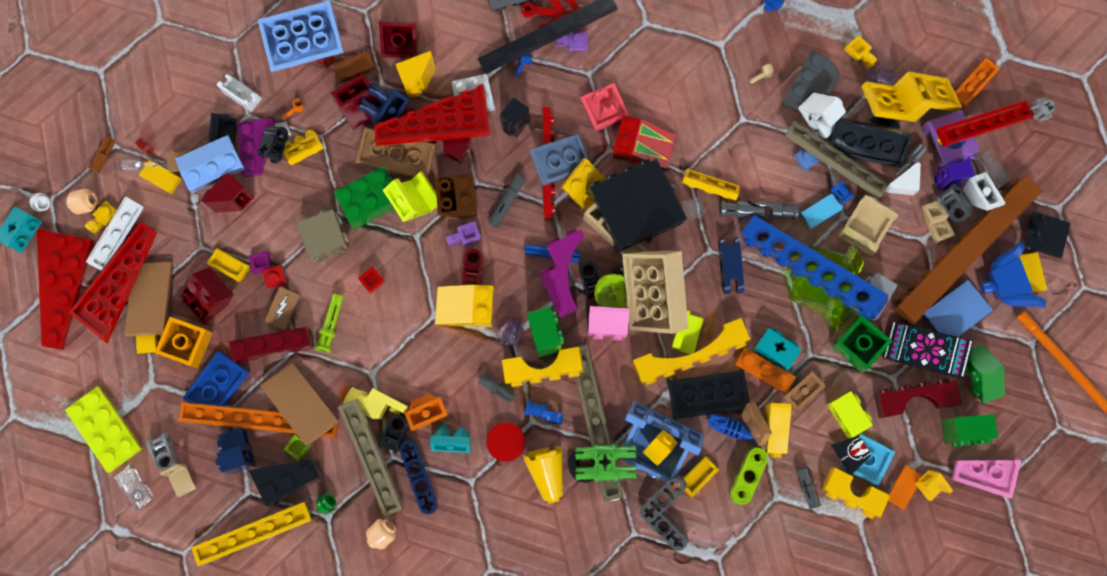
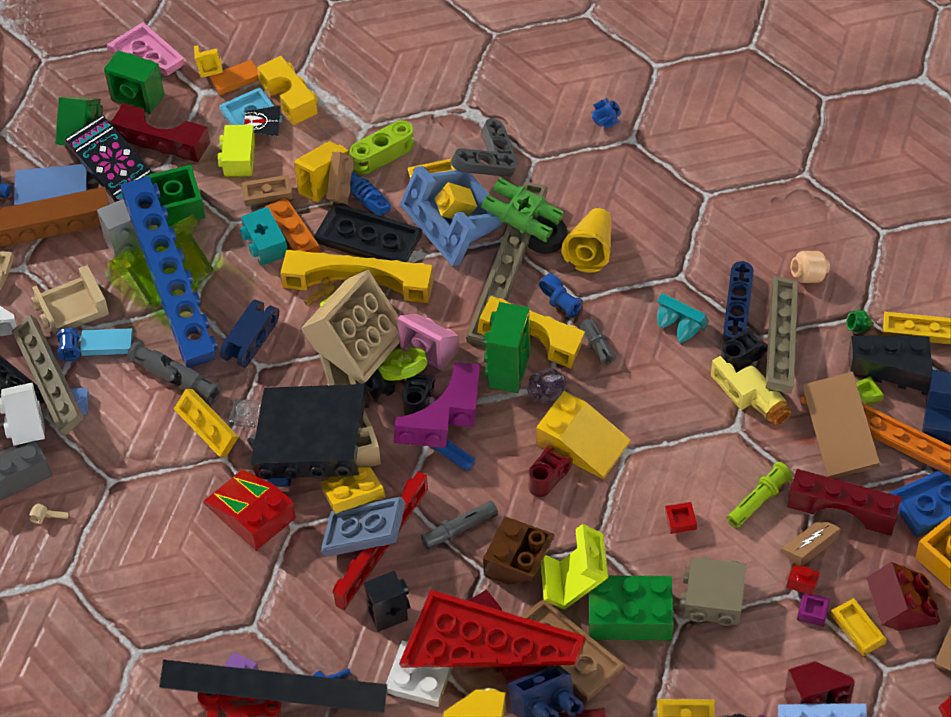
camera: 150 degrees left, 25 degrees down
(425, 411) = (693, 355): orange slope -> none
(466, 233) = (533, 510): medium lavender plate -> none
(506, 442) = (619, 291): red tile -> none
(604, 107) = (264, 570): coral plate -> none
(808, 488) = (329, 115): dark grey pin -> none

